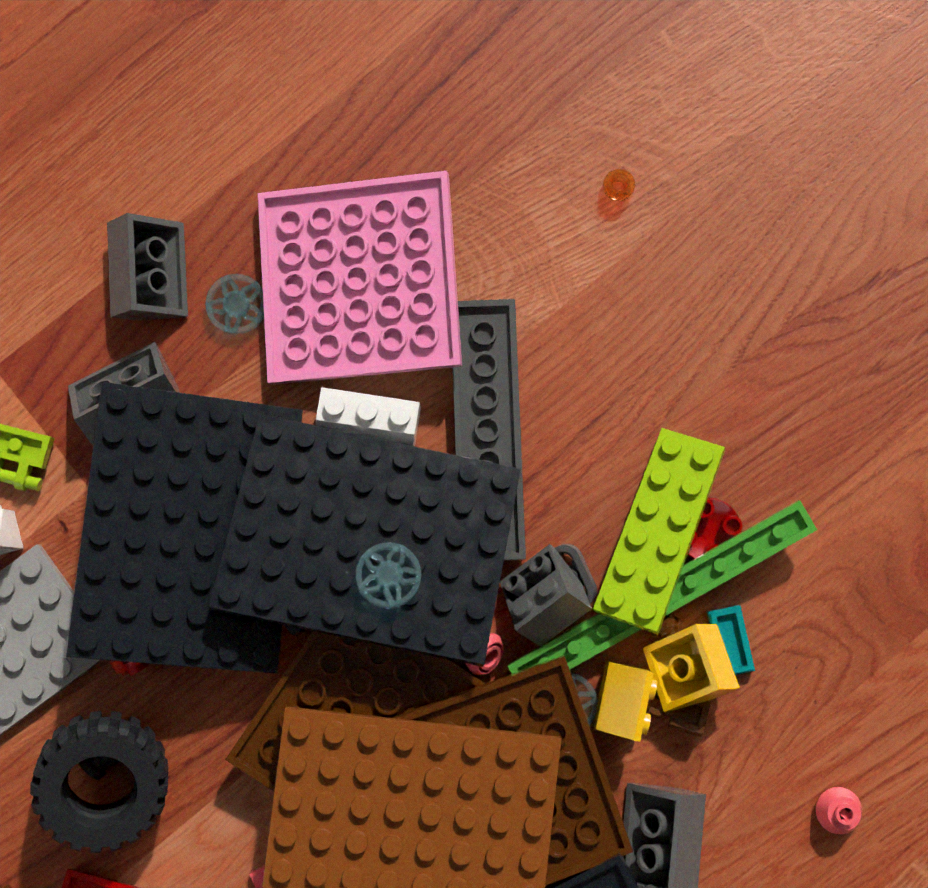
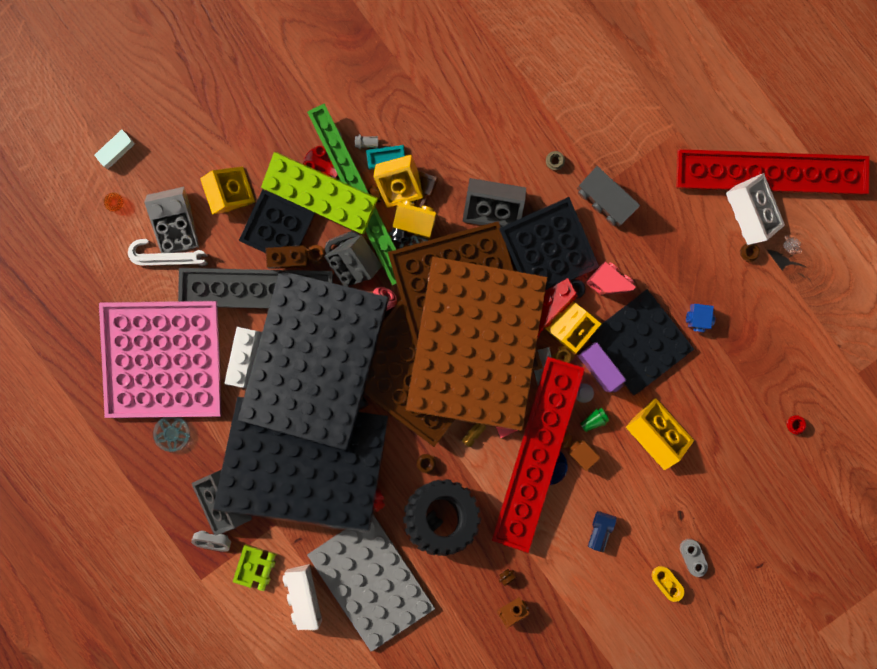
camera: 90 degrees left, 5 degrees up
(57, 370) = (209, 541): none -> light grey plate
(146, 268) = (146, 485): dark grey slope -> none
(189, 742) = (430, 468): none -> reddish brown plate
(255, 825) = (474, 433): none -> pearl gold axle
(388, 575) = (334, 347): clear light blue wheel -> none
(529, 273) = (164, 258): none -> white piece
(543, 480) = (287, 257): none -> reddish brown brick
(563, 526) = (311, 250): none -> dark orange plate
(594, 282) = (172, 220): none -> light grey slope
(595, 671) = (398, 235): none -> black plate
(596, 459) = (276, 223): none -> black plate
(653, 371) = (227, 189): none -> yellow slope
(707, 181) = (114, 149): none -> light aqua slope
(754, 605) = (366, 141): none -> light grey pin
(832, 804) = (479, 106): coral cone -> none

